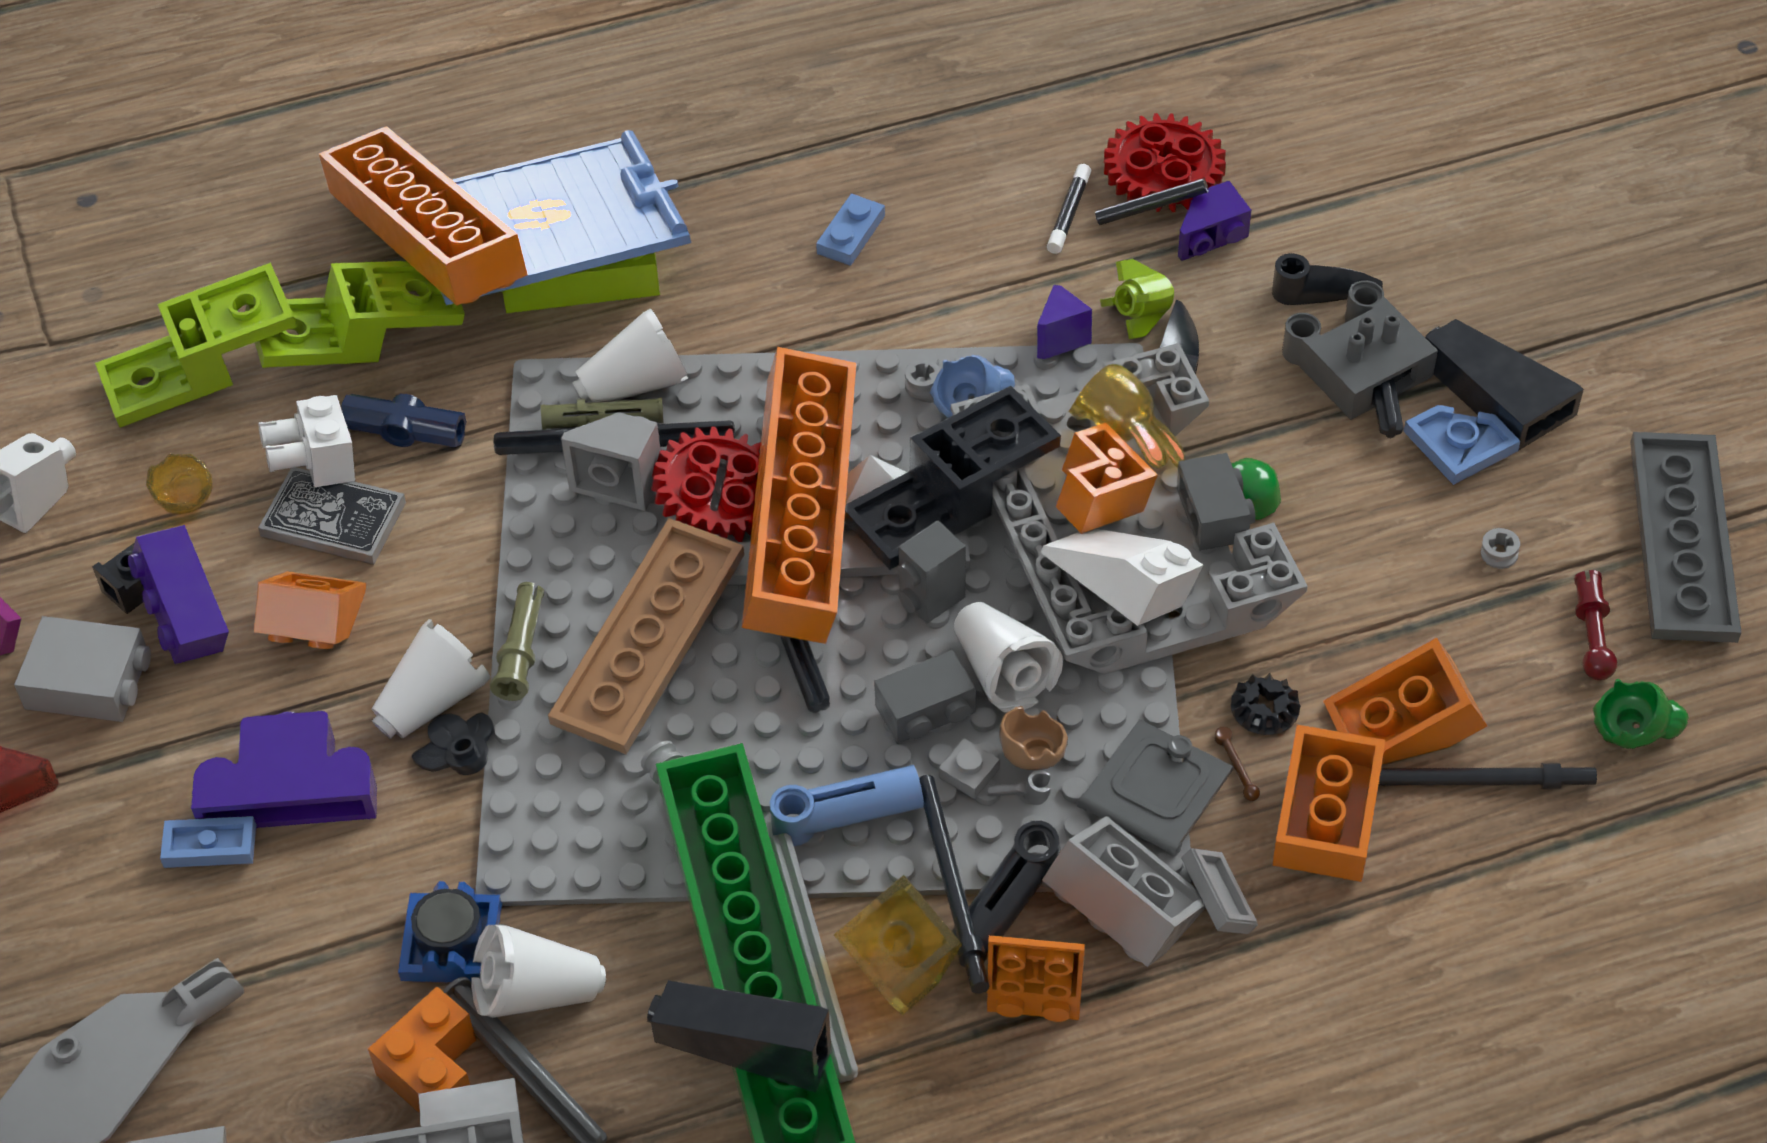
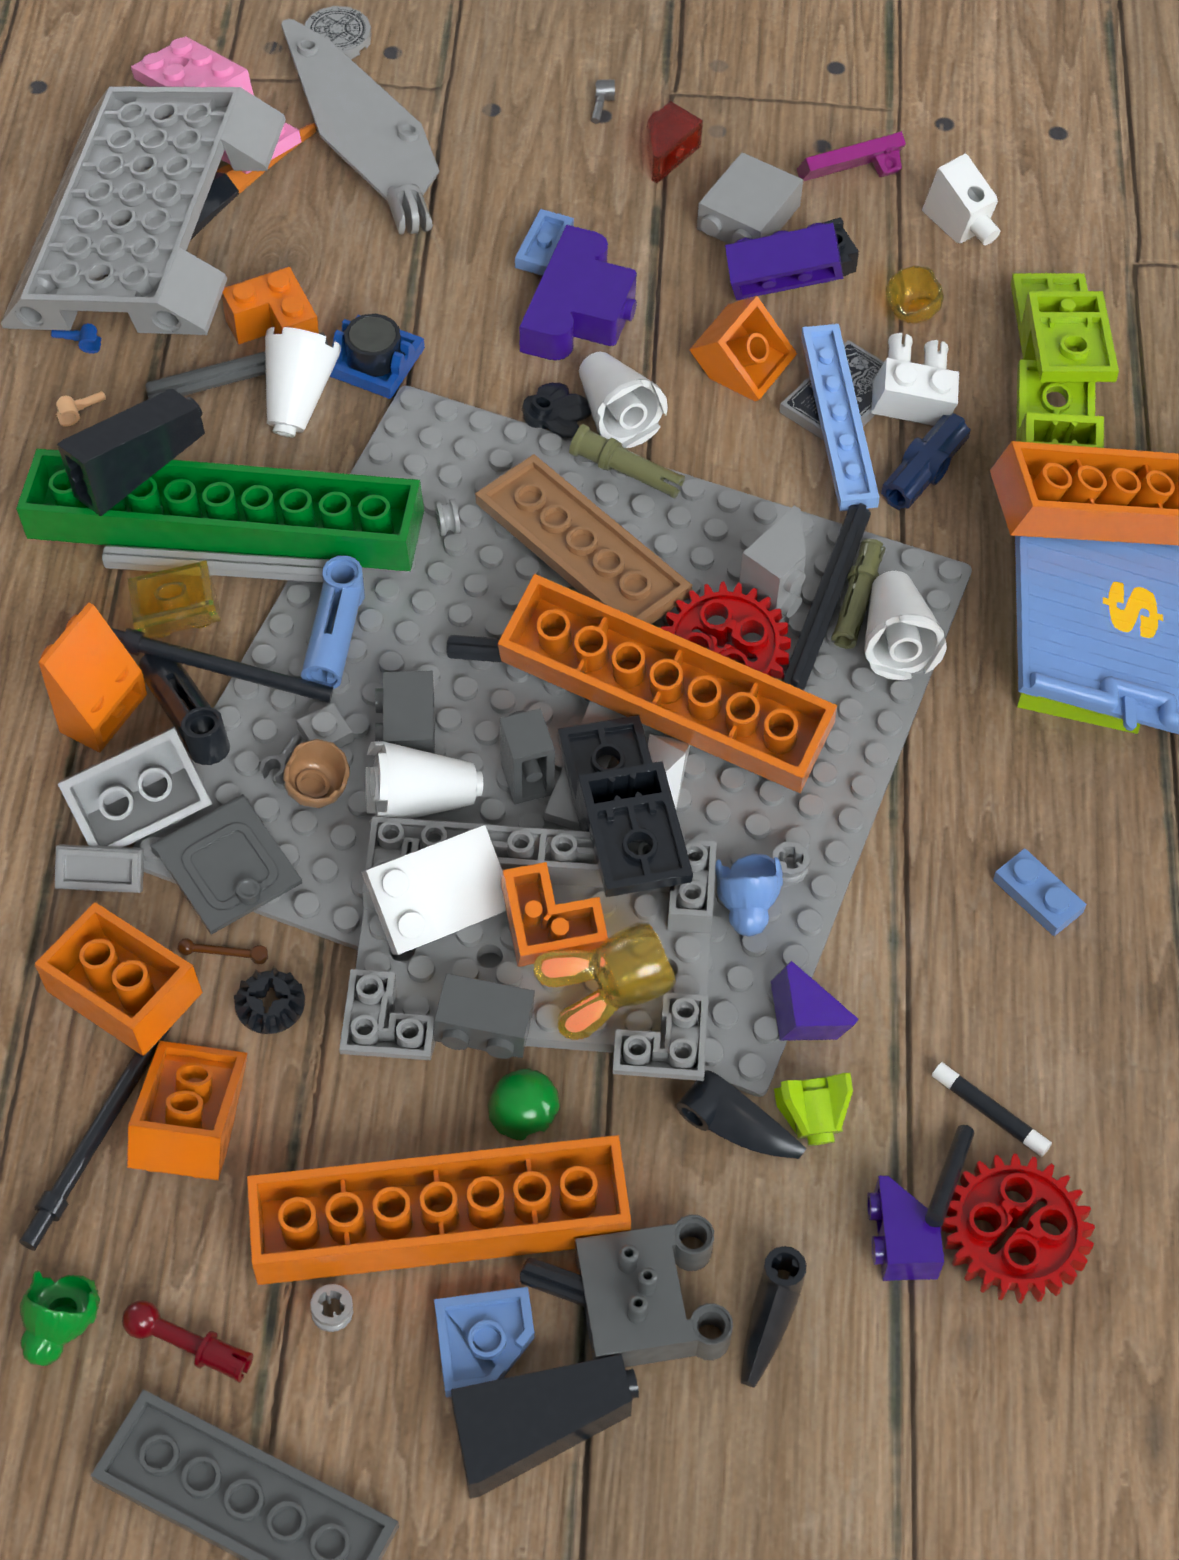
camera: 110 degrees right, 5 degrees up
(379, 491) = (839, 417): none -> light blue plate
(1388, 496) = (435, 1209): none -> orange brick

